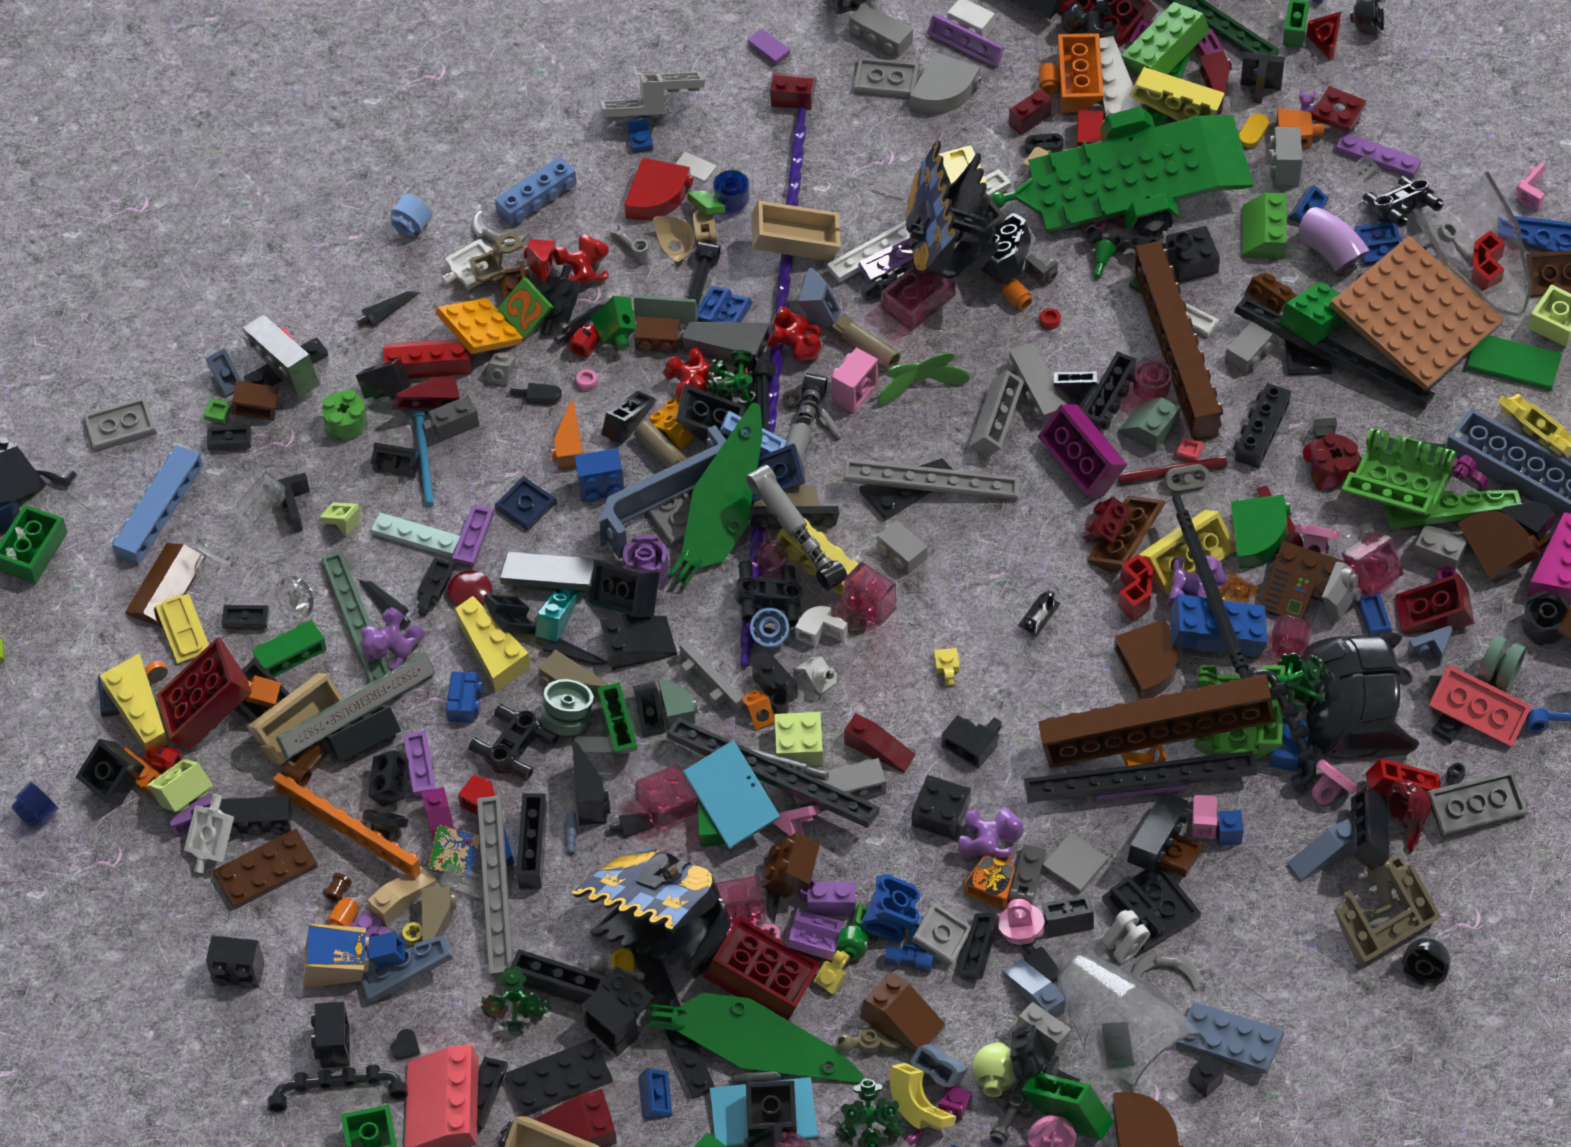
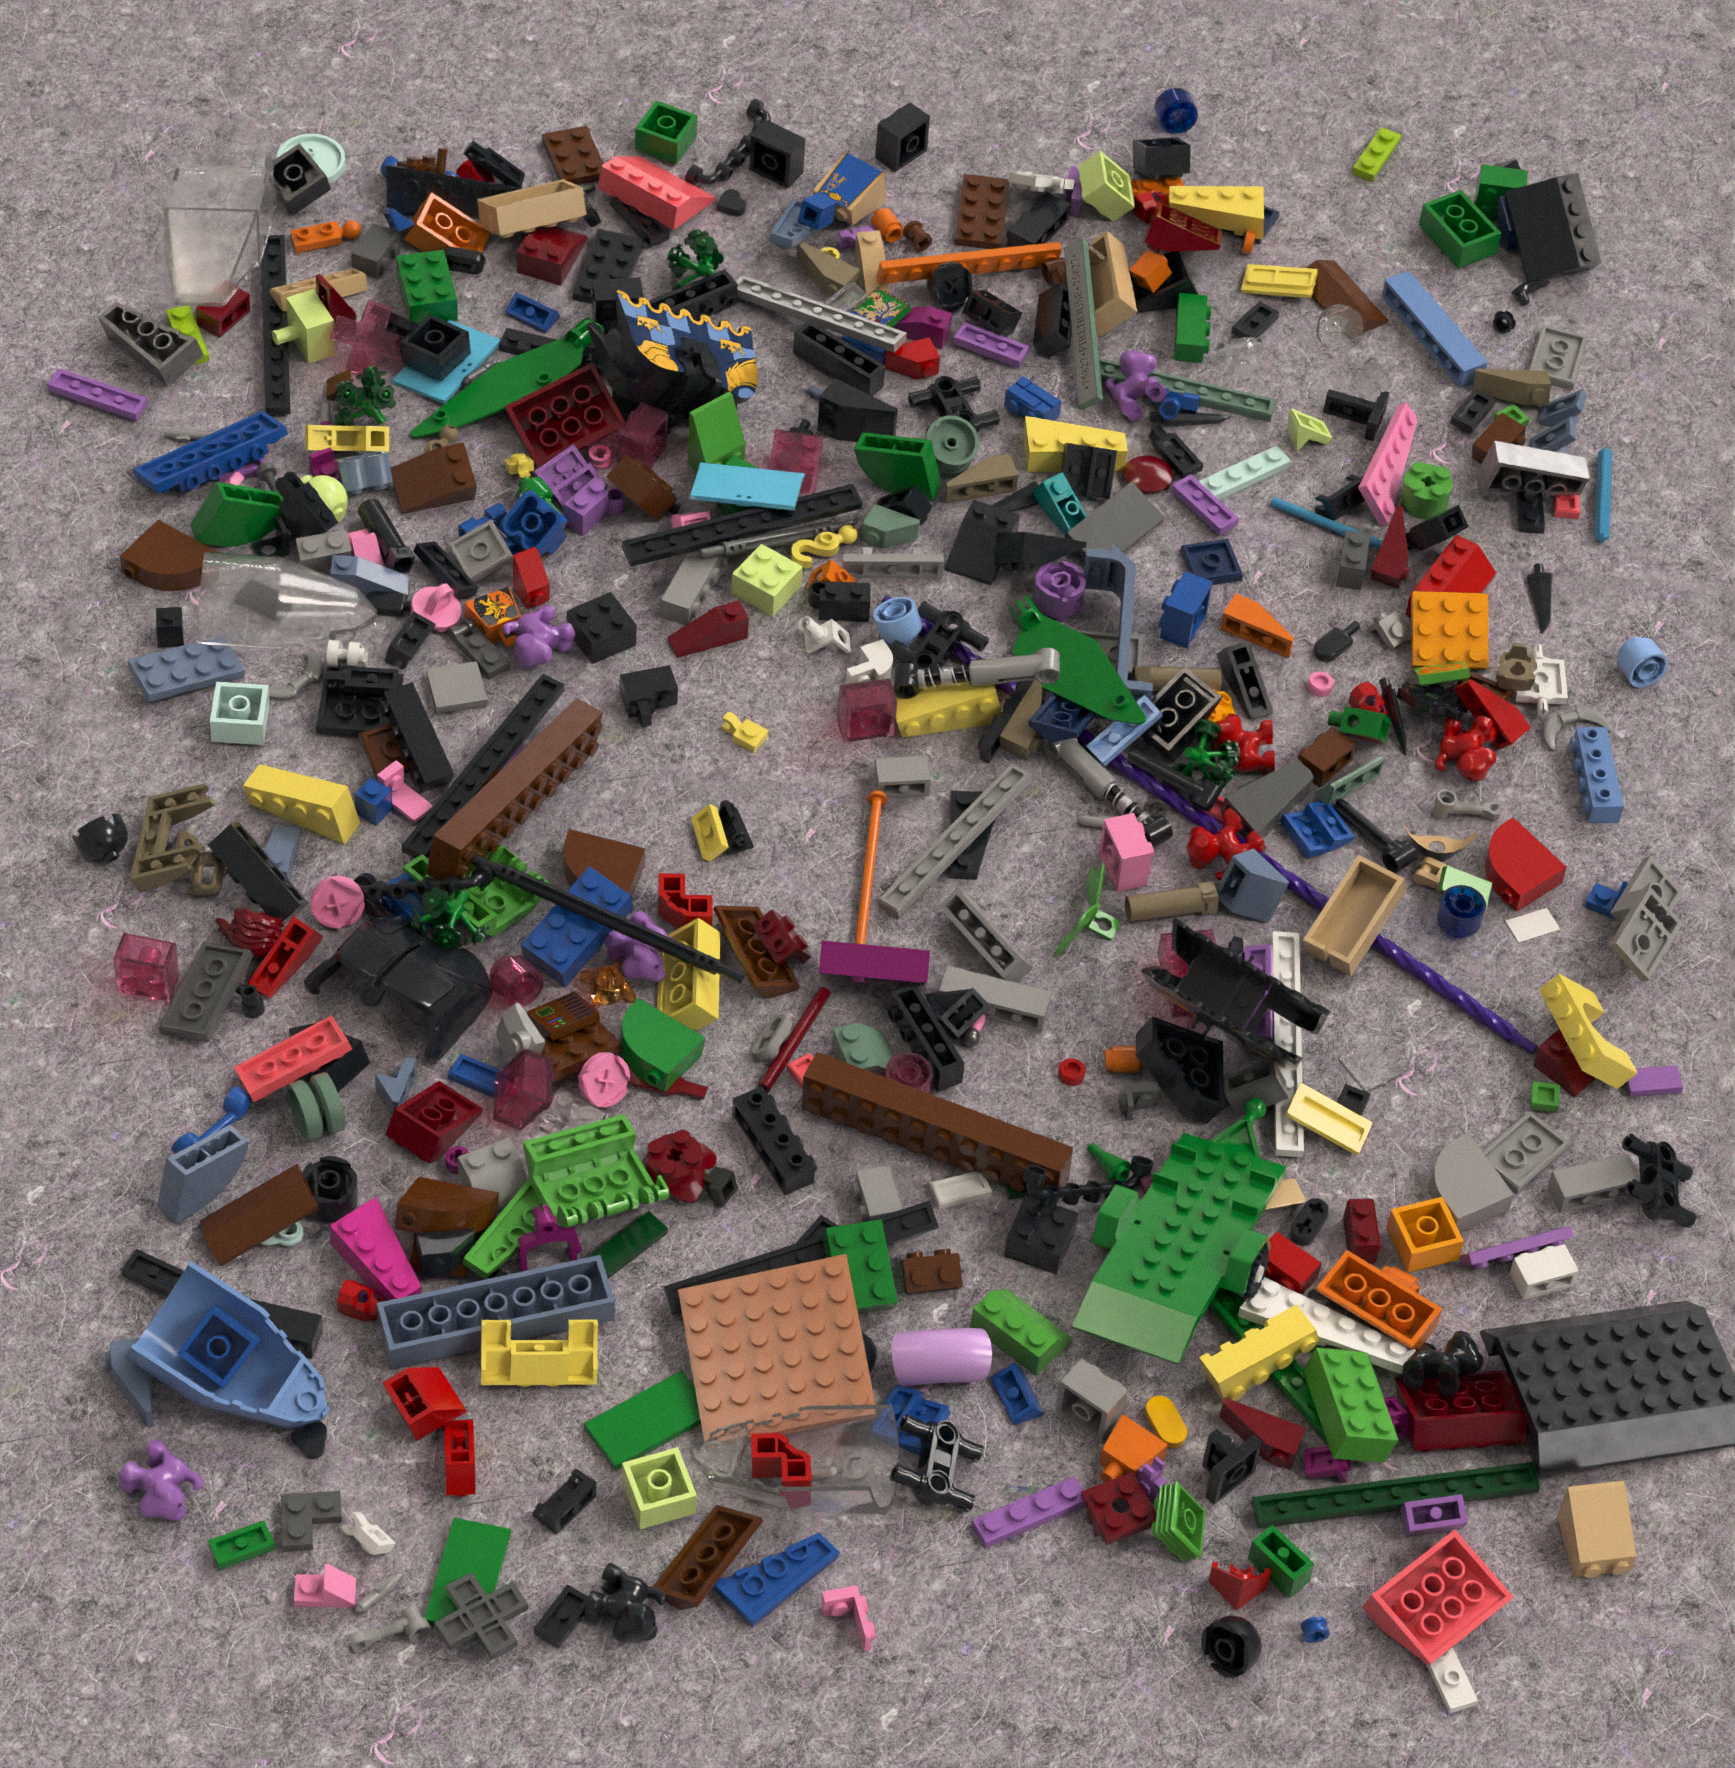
camera: 120 degrees right, 5 degrees down
(110, 470) = (1500, 325): none -> black plate
(181, 418) = (1516, 386): none -> dark tan slope
(185, 383) = (1563, 408): none -> sand blue slope
(237, 329) = (1603, 495): none -> dark azure axle
(338, 446) = (1388, 464): none -> bright pink wing
(375, 609) = (1174, 402): none -> blue bar
(700, 853) = (715, 433): none -> bright green slope
(728, 730) = (825, 545): none -> light yellow piece
(790, 62) = (1574, 1011): none -> light yellow arch
(835, 85) = (1545, 1096): none -> bright green plate
(935, 549) = (876, 799): none -> orange bar
(942, 879) = (530, 578): none -> red slope
(984, 1008) = (391, 546): none -> black piece
(1004, 79) = (1424, 1234): none -> light orange brick
(1006, 1018) = (365, 546): none -> bright pink slope
(1057, 620) = (709, 832): none -> light yellow plate
(1240, 963) = (239, 713): none -> light aqua brick
(1275, 867) = (304, 801): none -> light yellow wedge
(1322, 76) = (1179, 1522): none -> bright green brick
(1501, 842) = (146, 967): none -> clear pink brick

